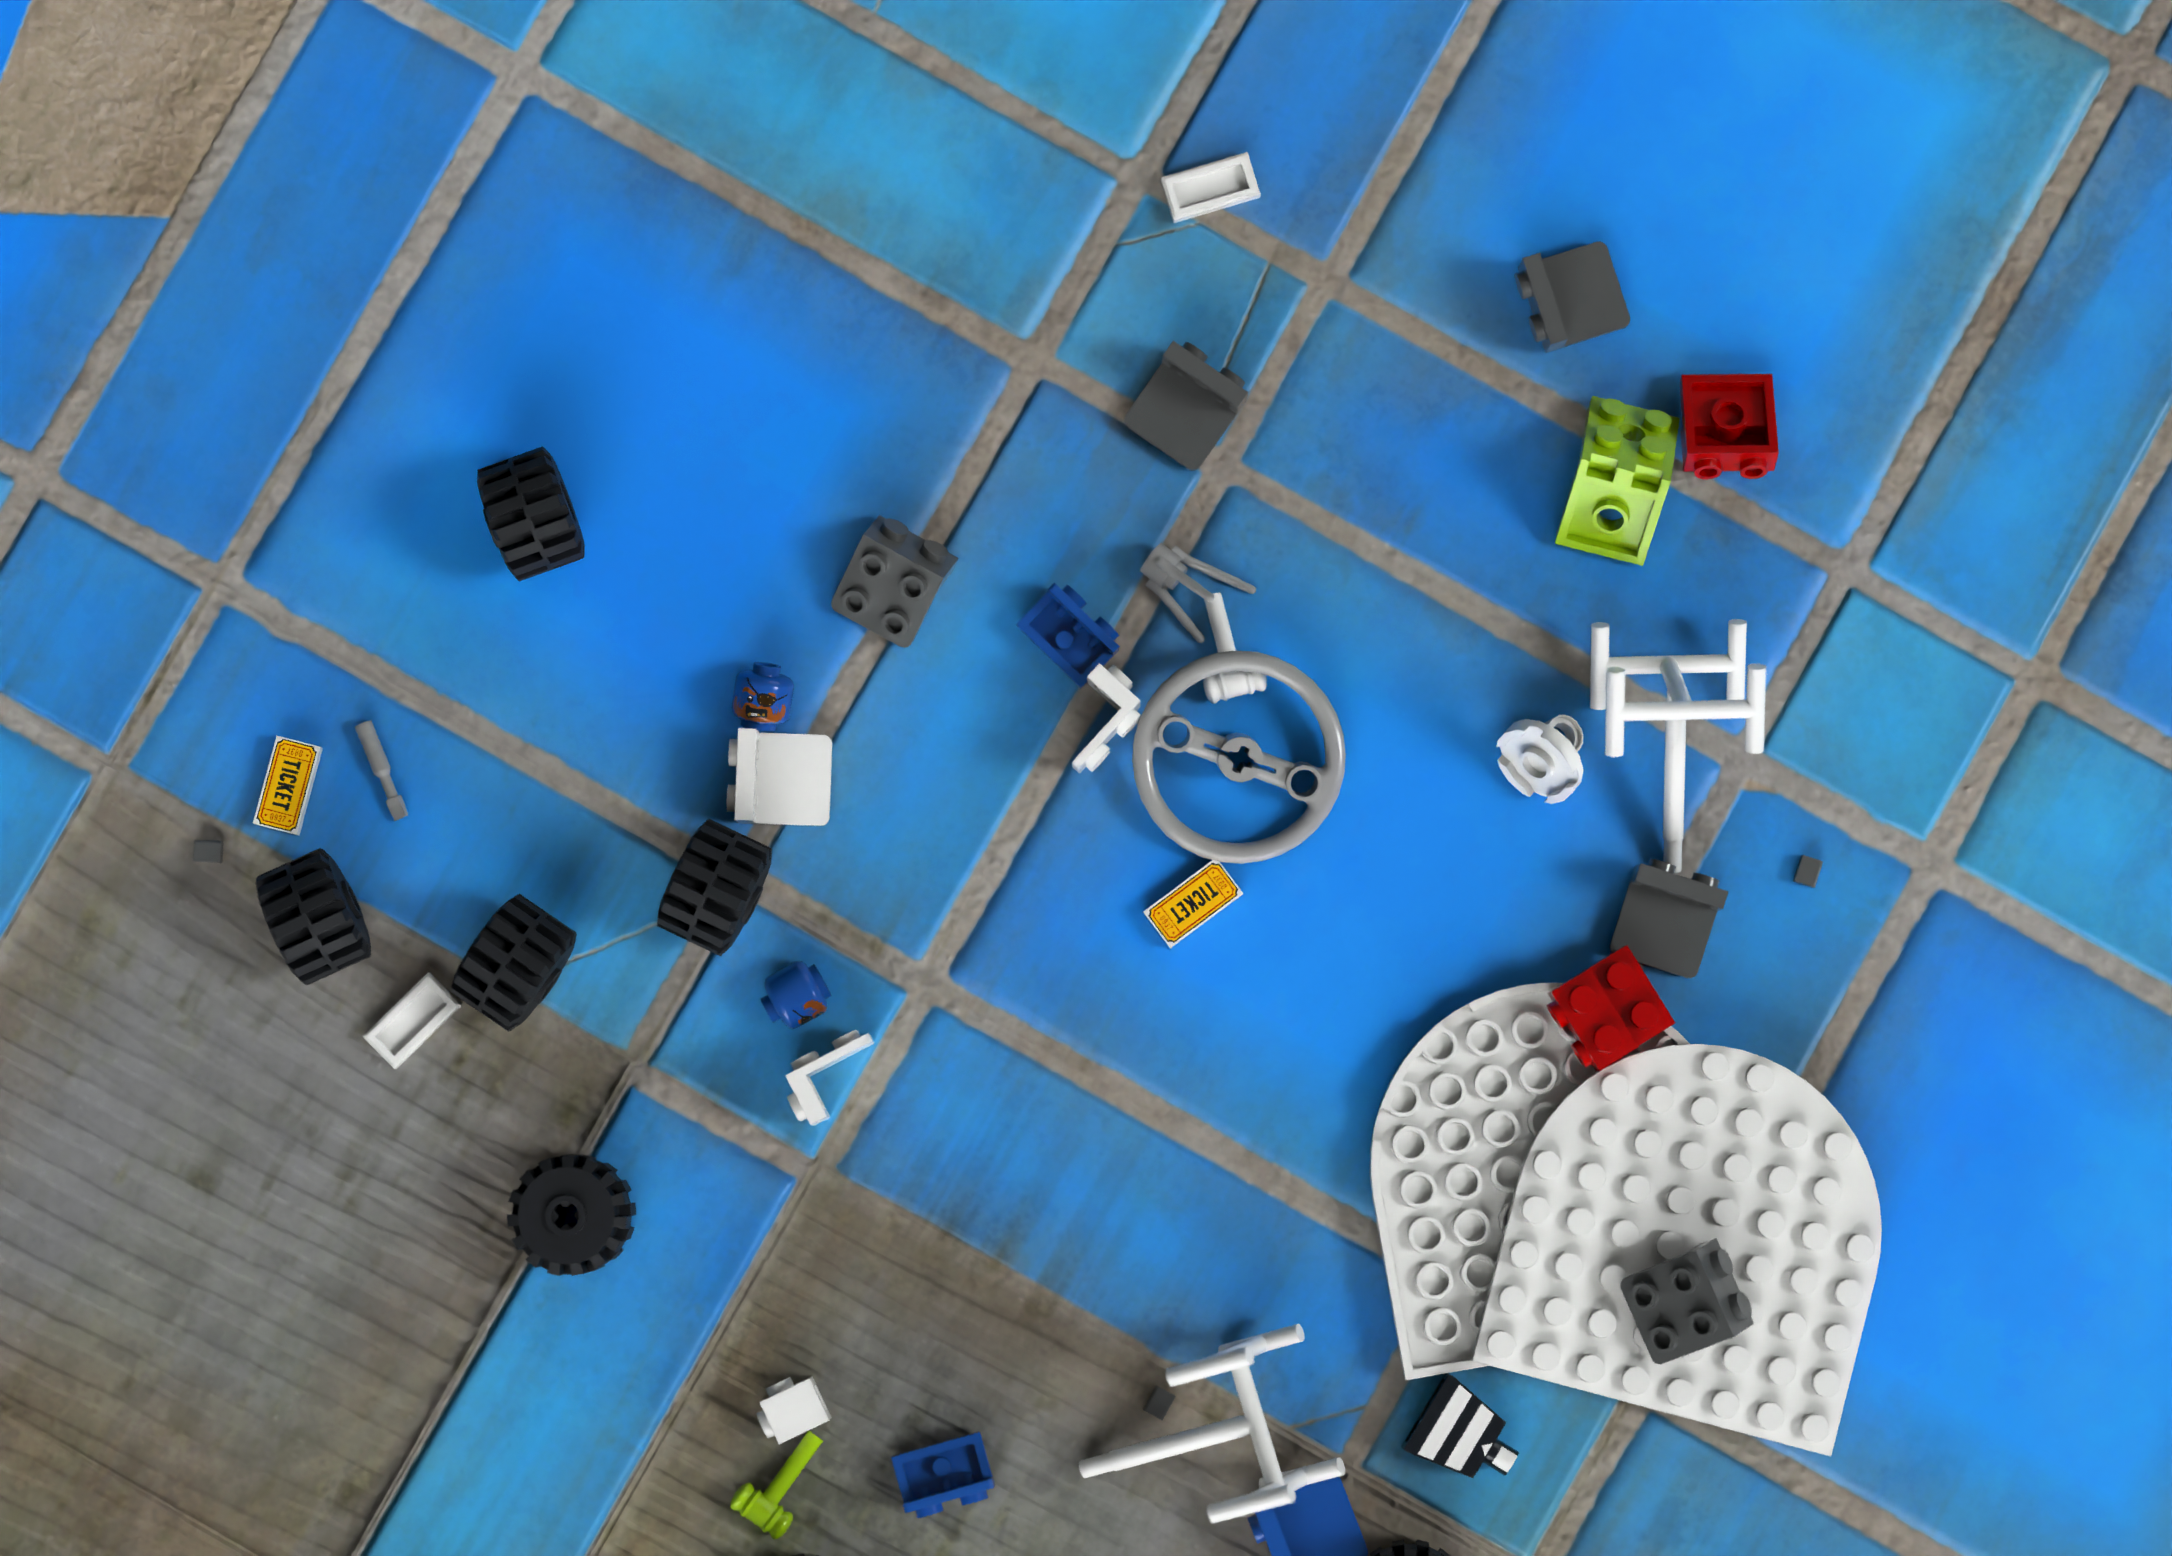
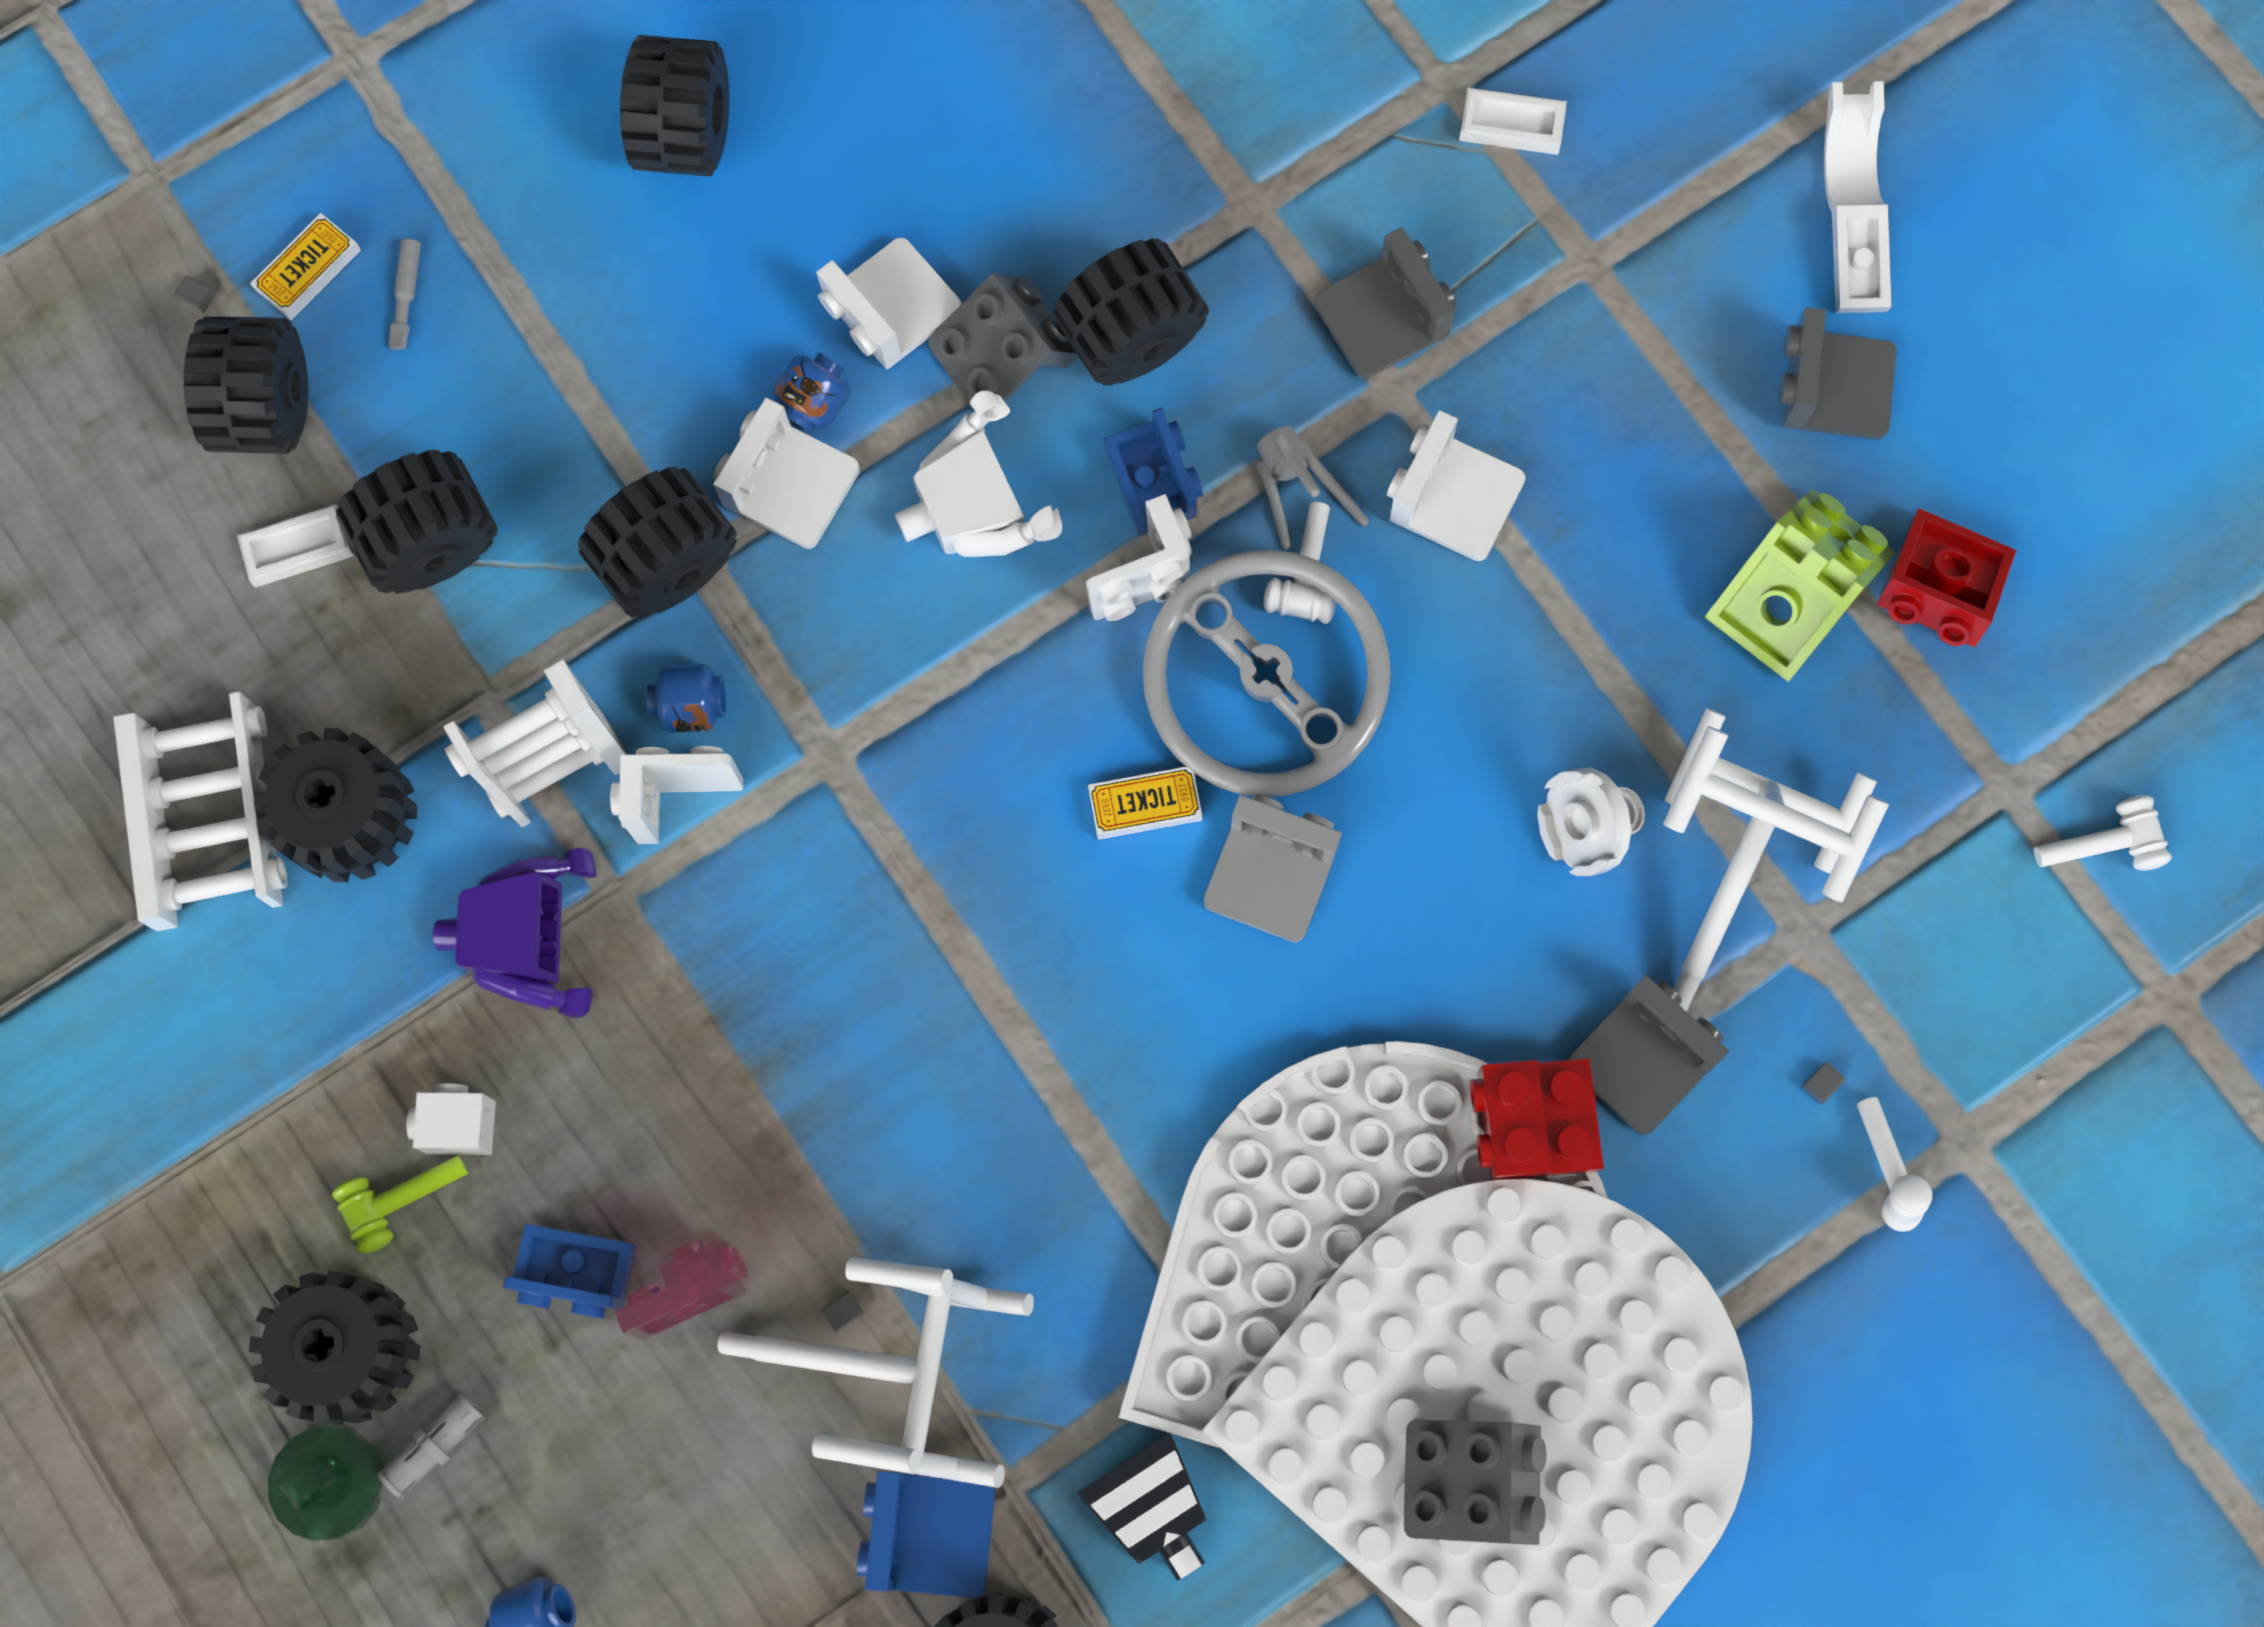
camera: 30 degrees right, 10 degrees down
(445, 1311) = (148, 795): none -> white fence
(739, 1067) = (537, 745): none -> white fence
(760, 1243) = (512, 931): none -> dark purple torso
(785, 588) = (888, 301): none -> white bracket
(933, 723) = (969, 496): none -> white torso
(992, 516) = (1130, 311): none -> black wheel
(1045, 1435) = (695, 1282): none -> clear pink plate
(1315, 534) = (1454, 491): none -> white bracket
(1317, 911) = (1272, 868): none -> light grey bracket
(1520, 132) = (1855, 201): none -> white piece
(1907, 932) = (1908, 1193): none -> white piece
(1960, 560) = (2139, 832): none -> white piece

